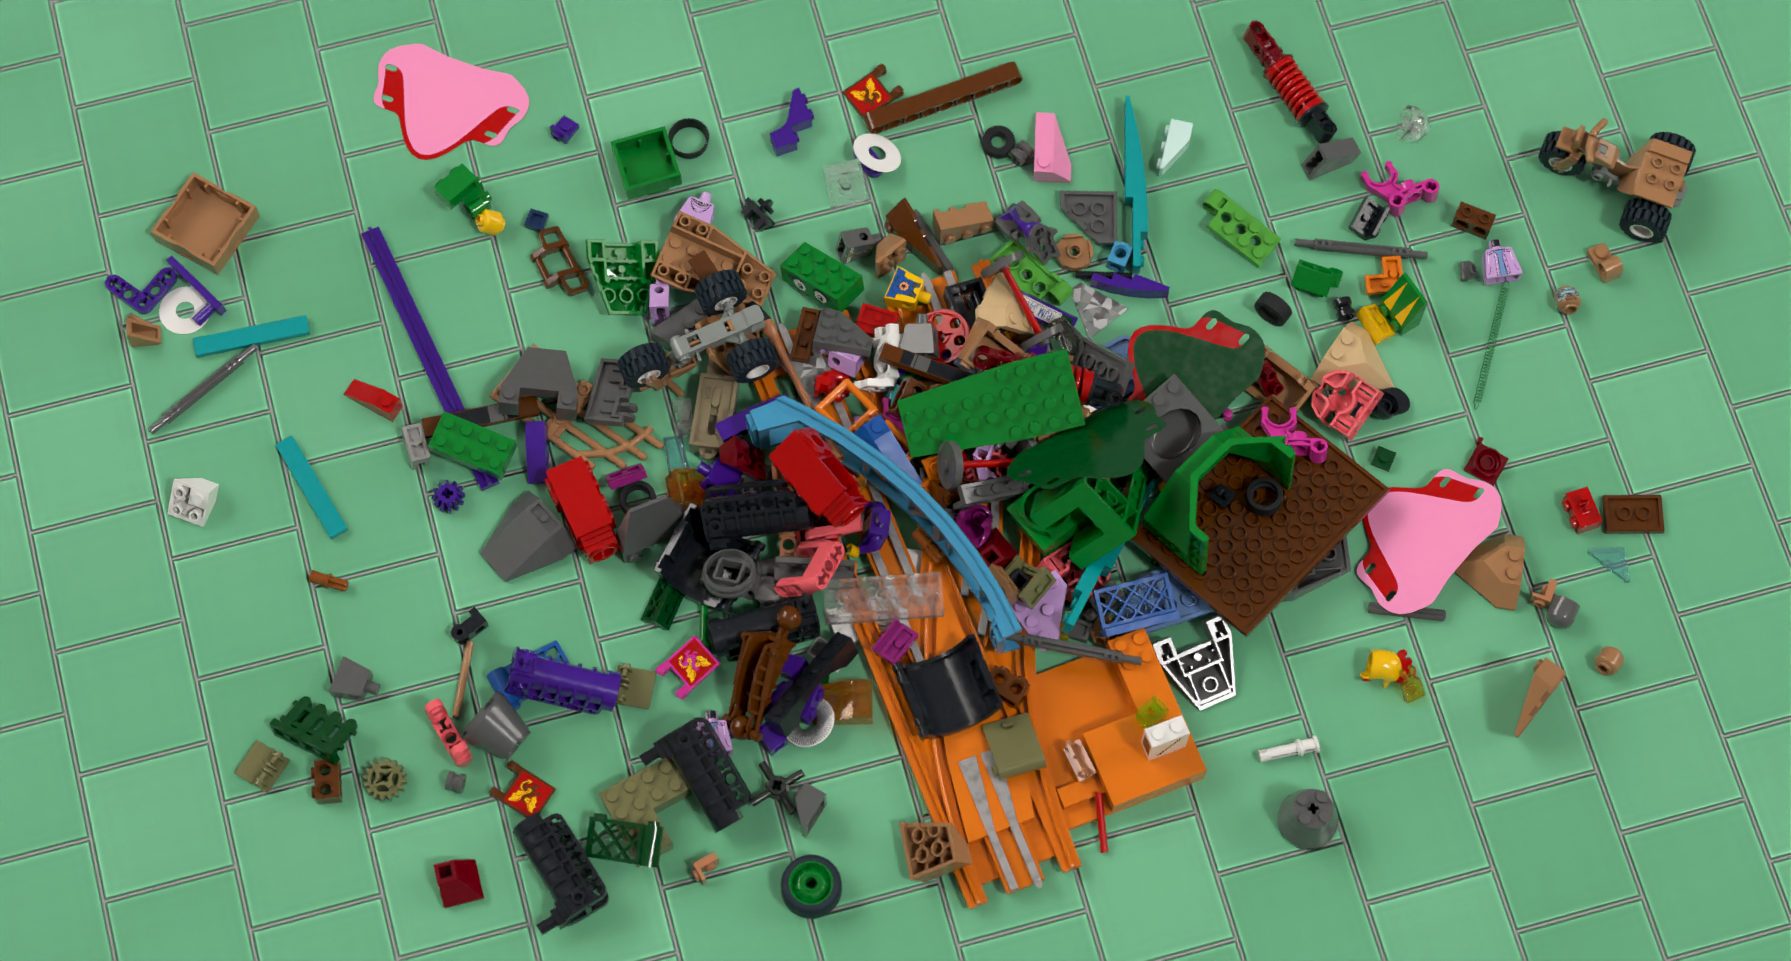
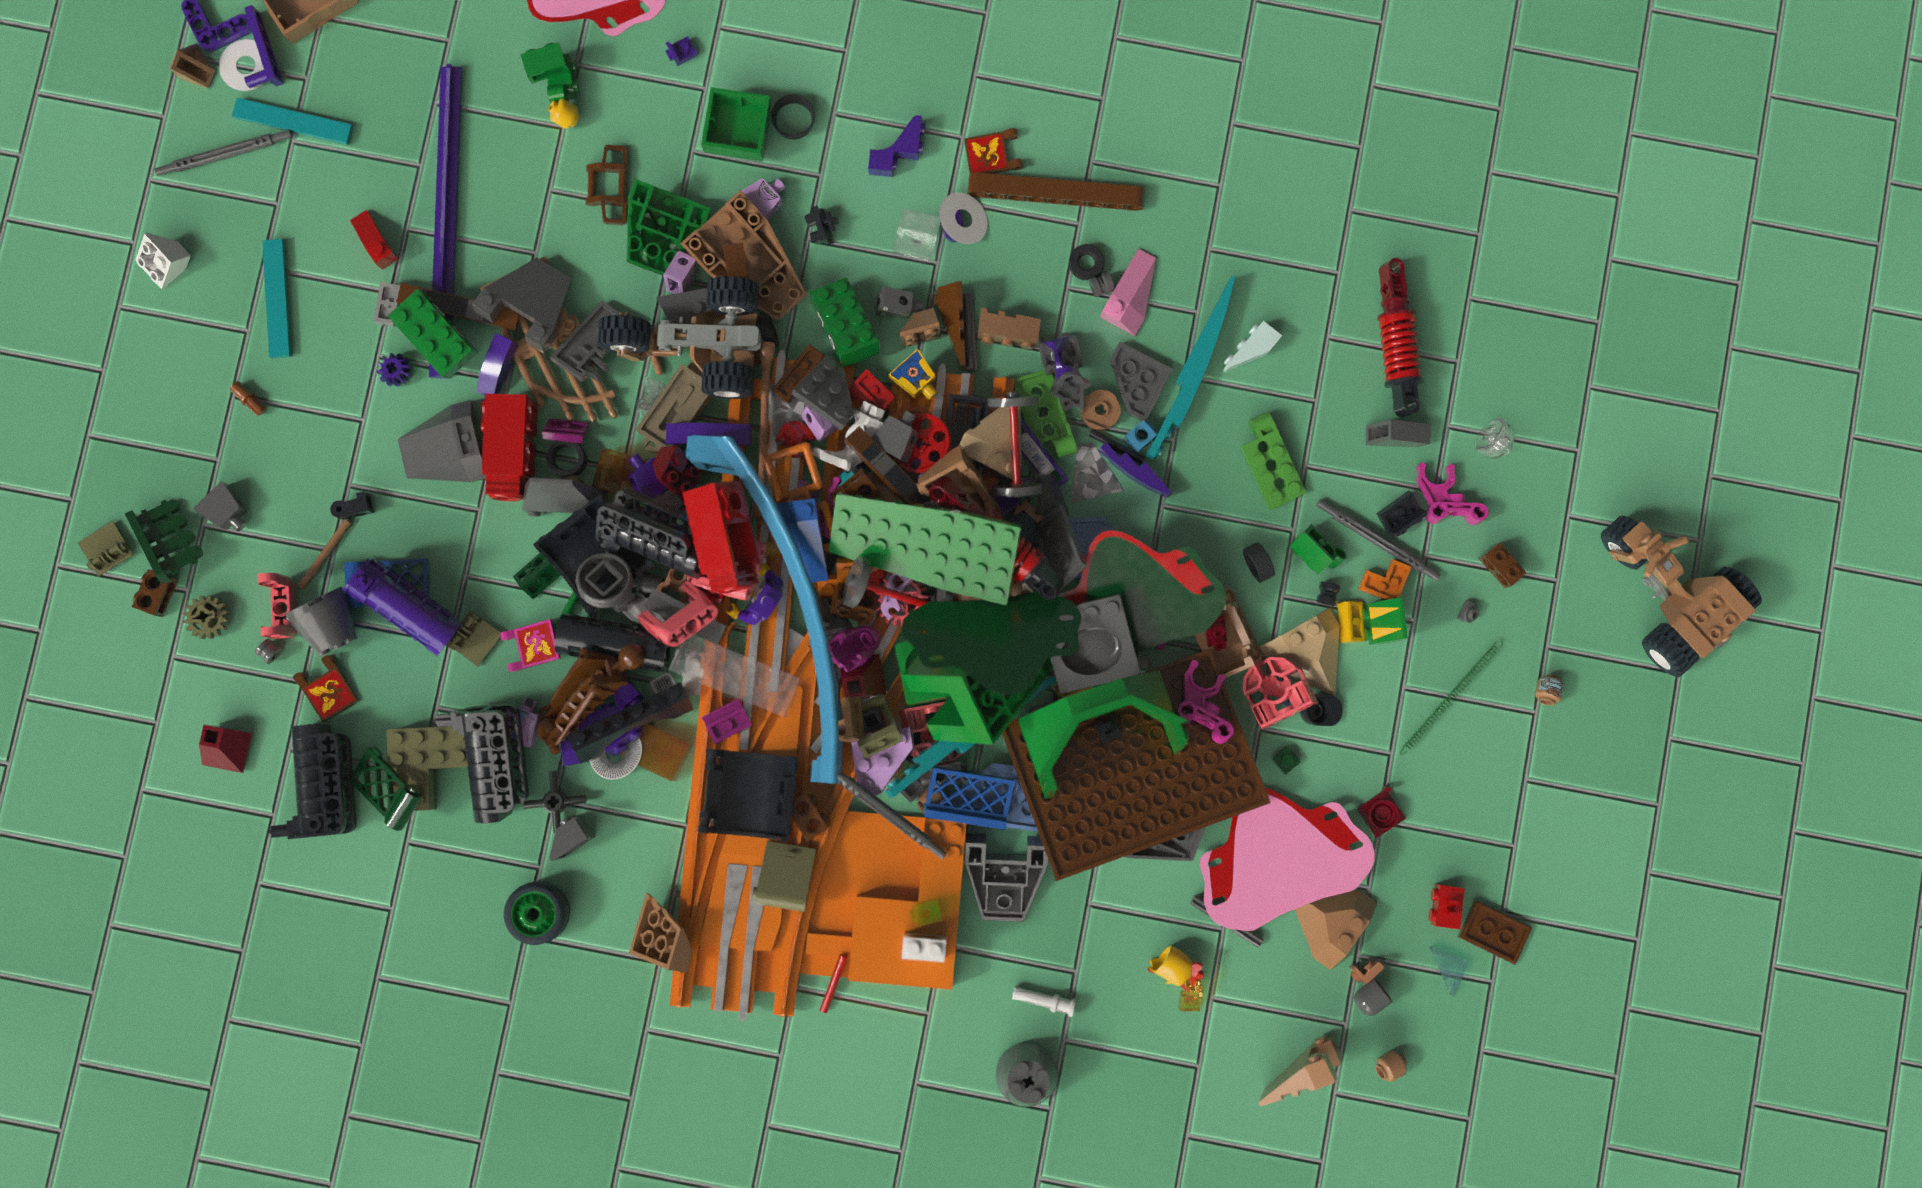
camera: 25 degrees right, 15 degrees up
(536, 220) = (609, 132): dark blue plate -> none
(675, 453) = (624, 430): clear light blue tile -> none
(706, 864) = (443, 846): nougat bracket -> none
(927, 545) = (804, 638): dark orange axle -> none
(989, 491) = (876, 622): dark grey fence -> none
(1079, 760) = (842, 917): nougat hinge -> none
(1264, 482) = (1161, 752): black tyre -> none
(1500, 264) = (1503, 622): lavender torso -> none
(1607, 267) = (1606, 669): medium nougat plate -> none

